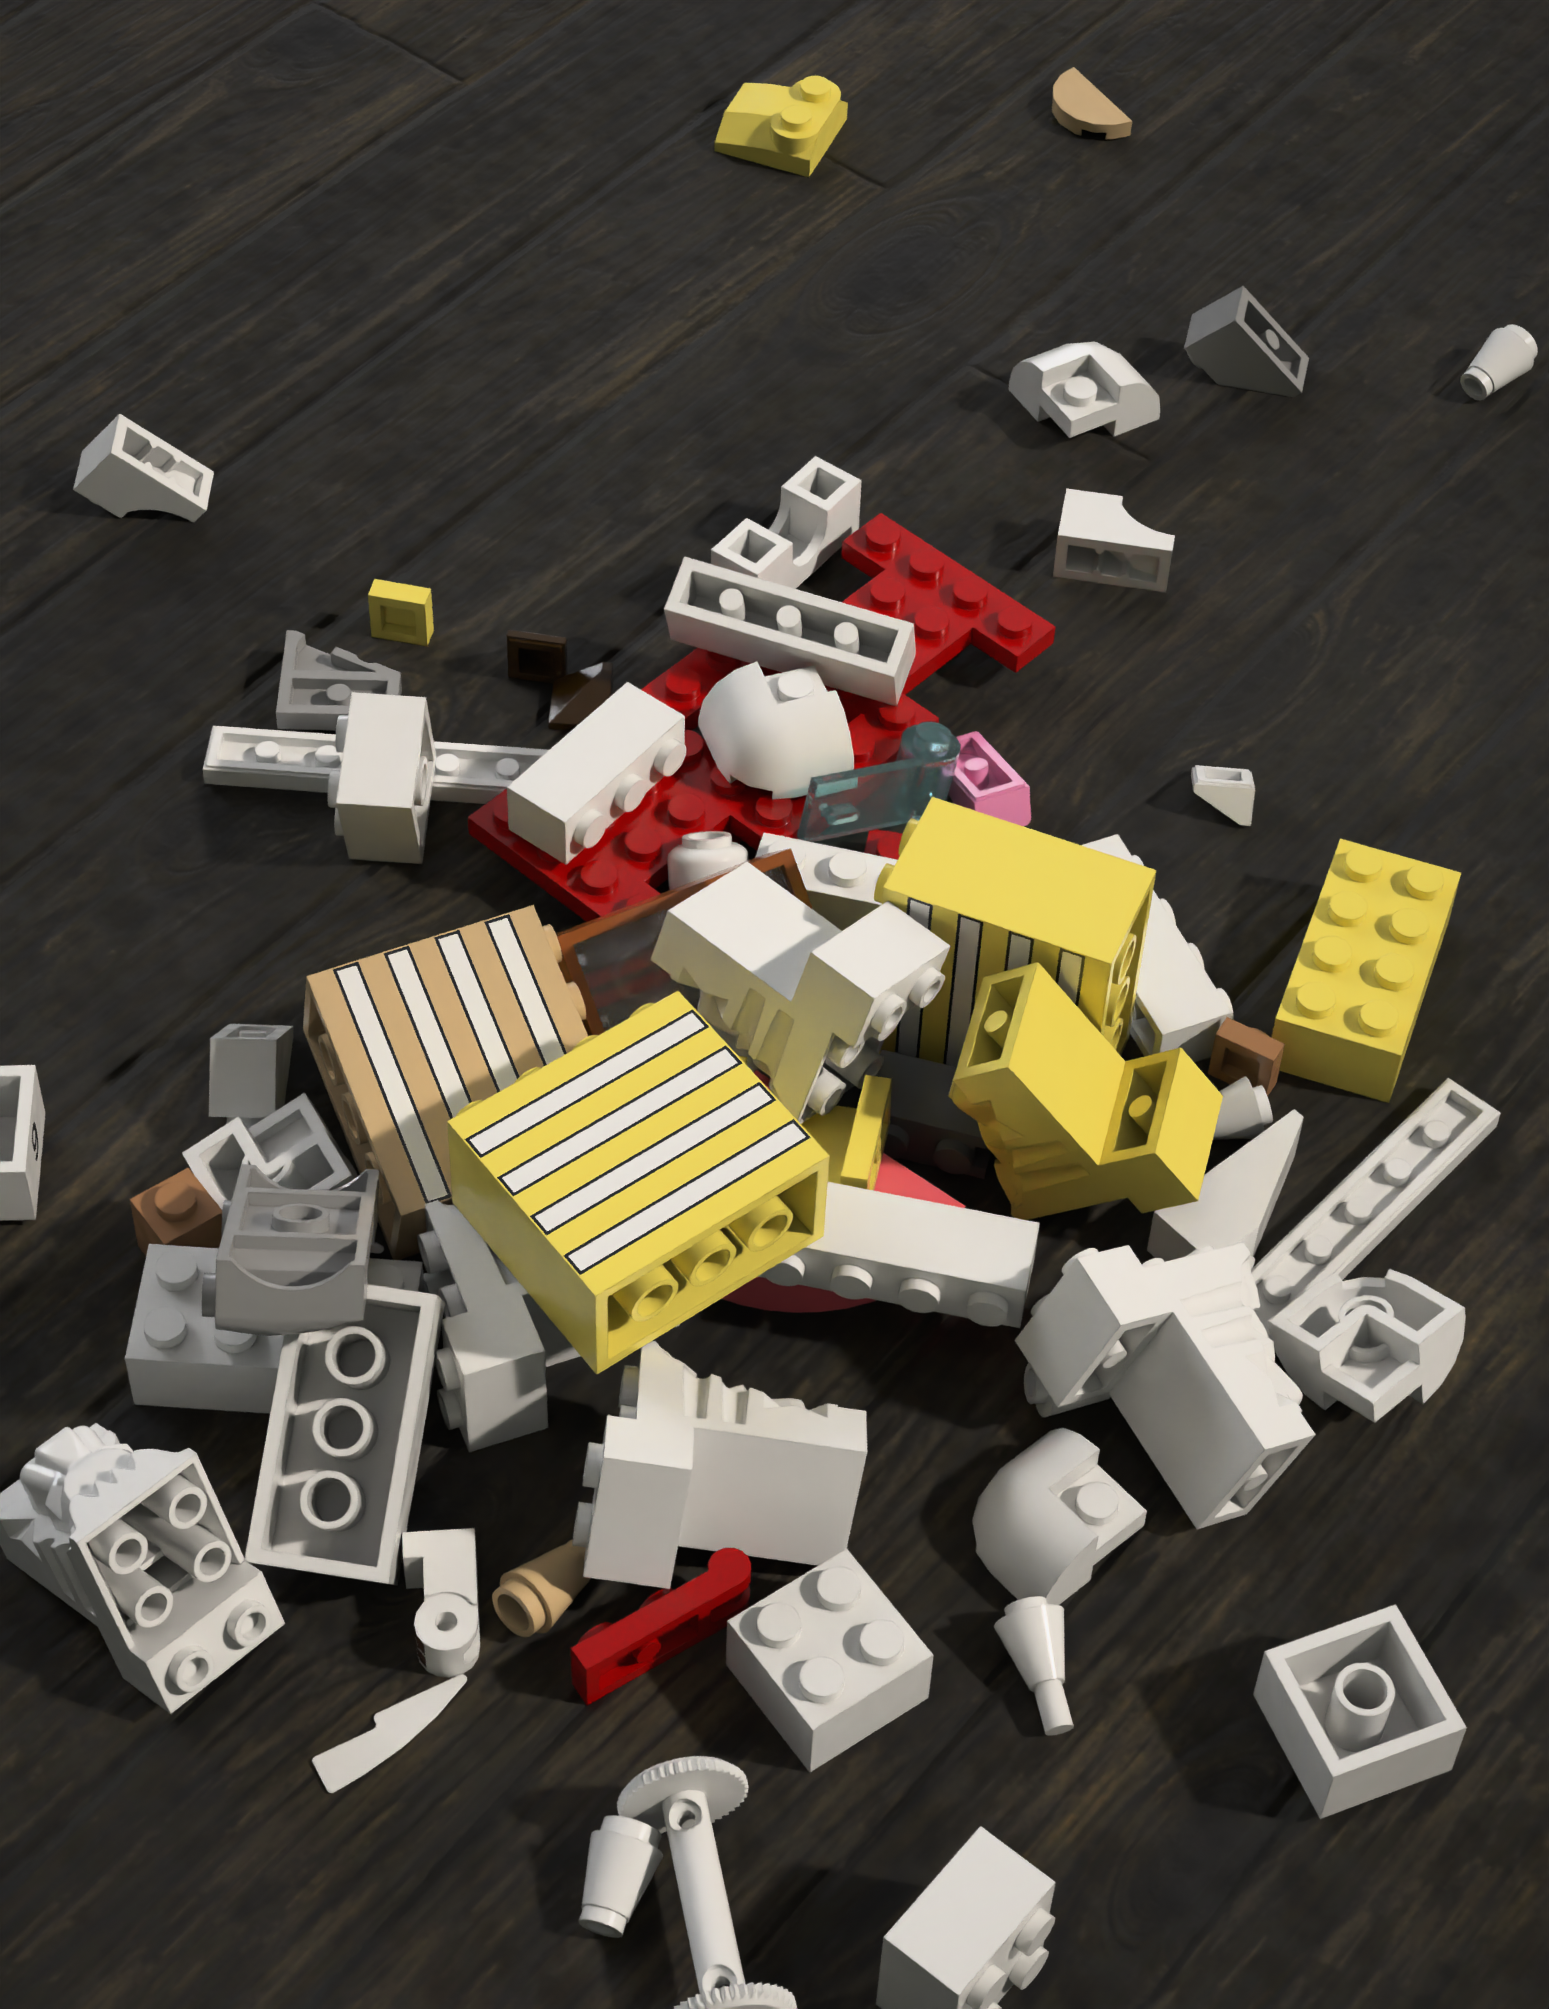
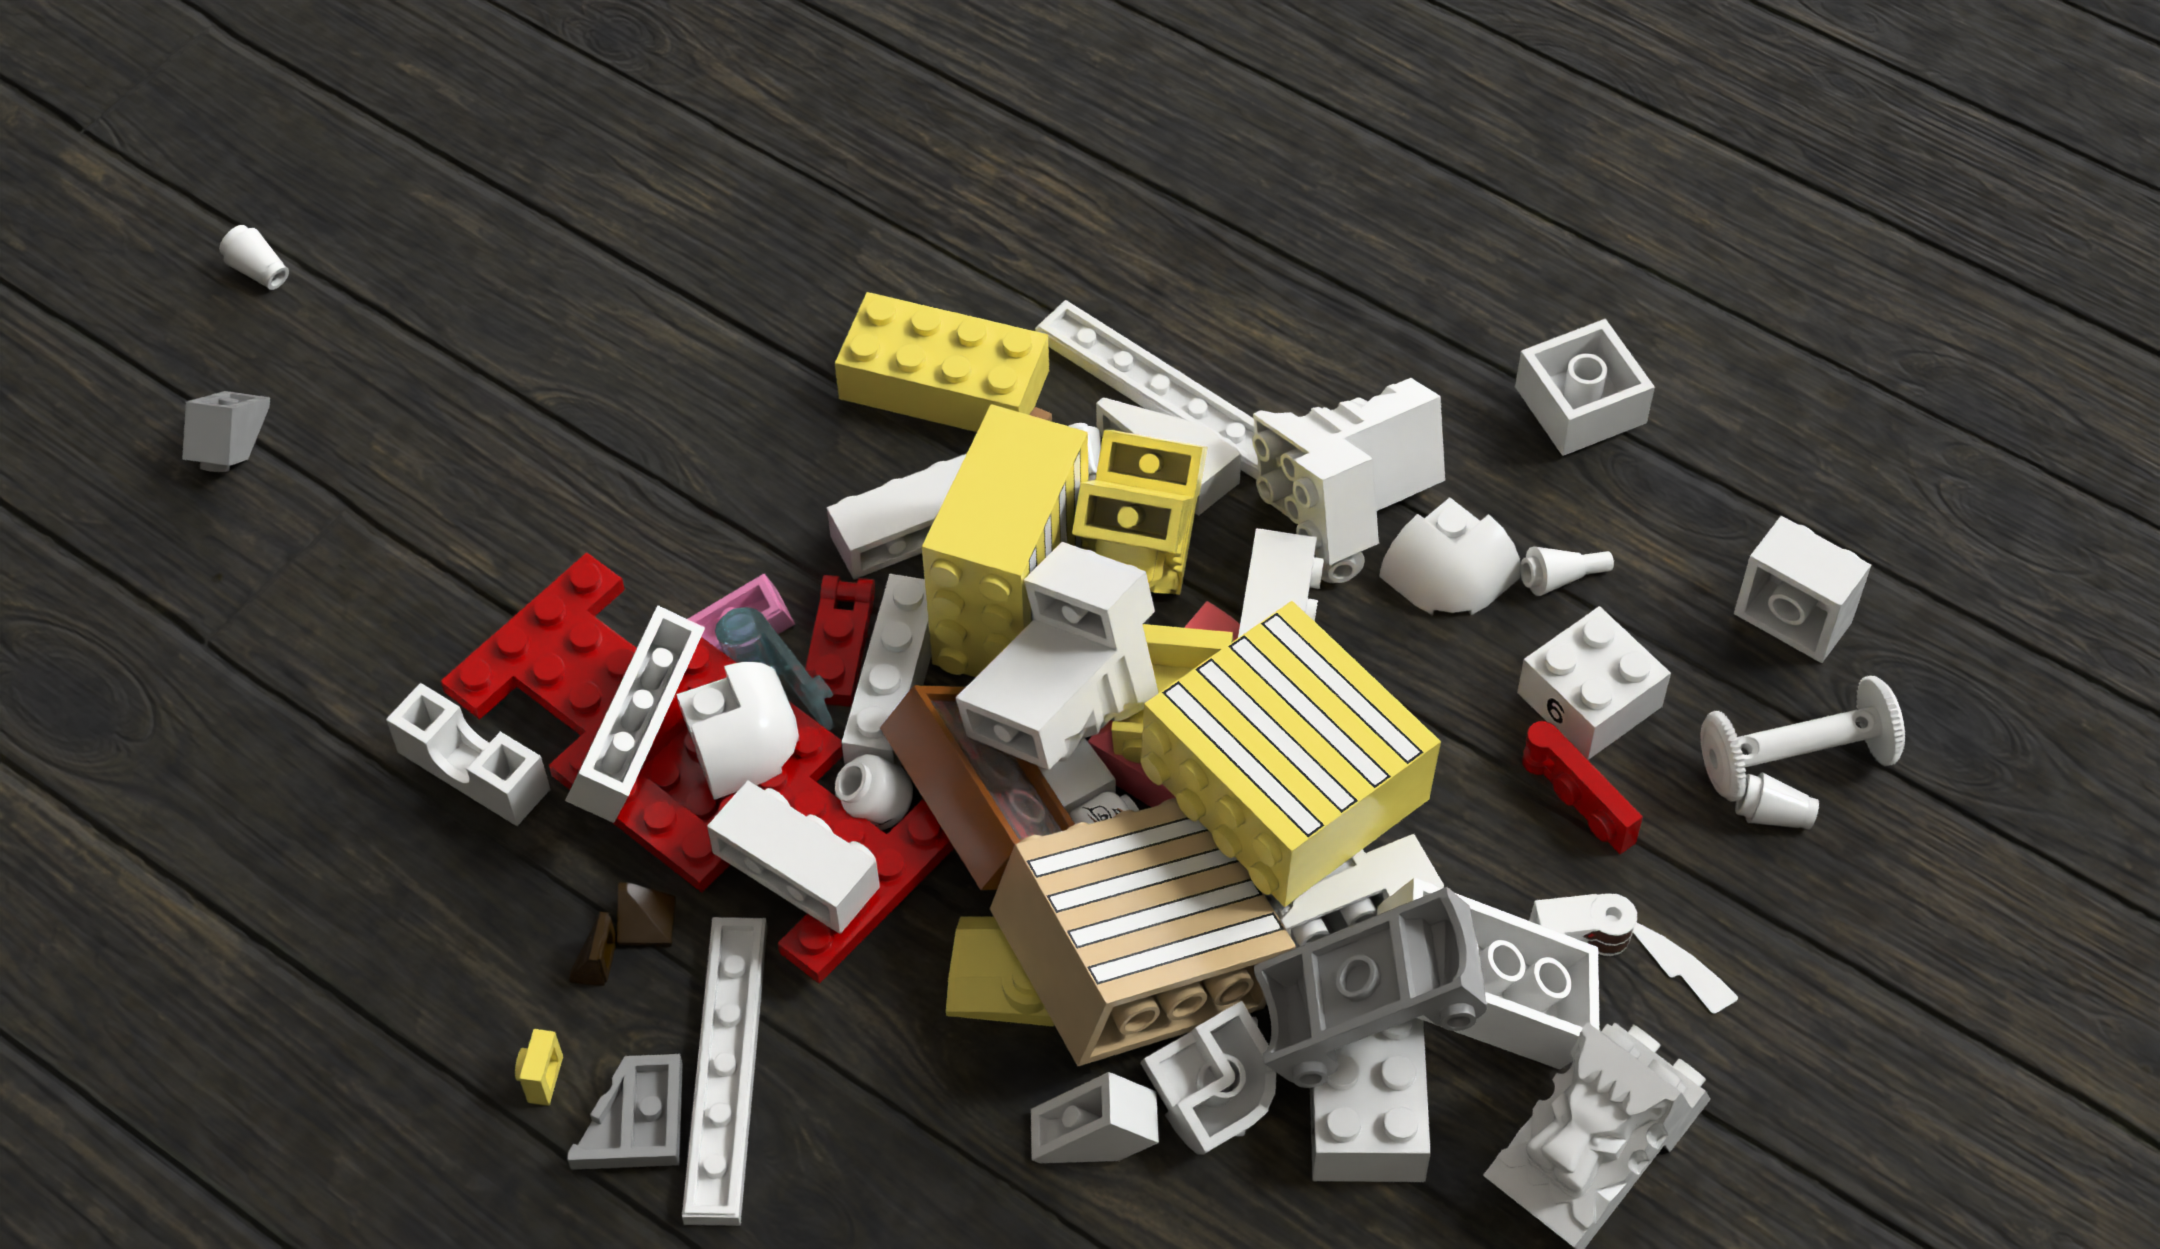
camera: 90 degrees left, 5 degrees up
(177, 1214) = (1273, 1151): medium nougat brick -> none
(383, 777) = (788, 1031): white brick -> none
(540, 1590) = (1560, 866): tan cone -> none
(714, 1474) = (1498, 756): white brick -> none
(1084, 389) = (263, 546): white brick -> none
(1109, 546) = (465, 531): white arch -> none
(1227, 790) = (745, 454): white slope -> none
(1368, 1341) = (1288, 367): white brick -> none

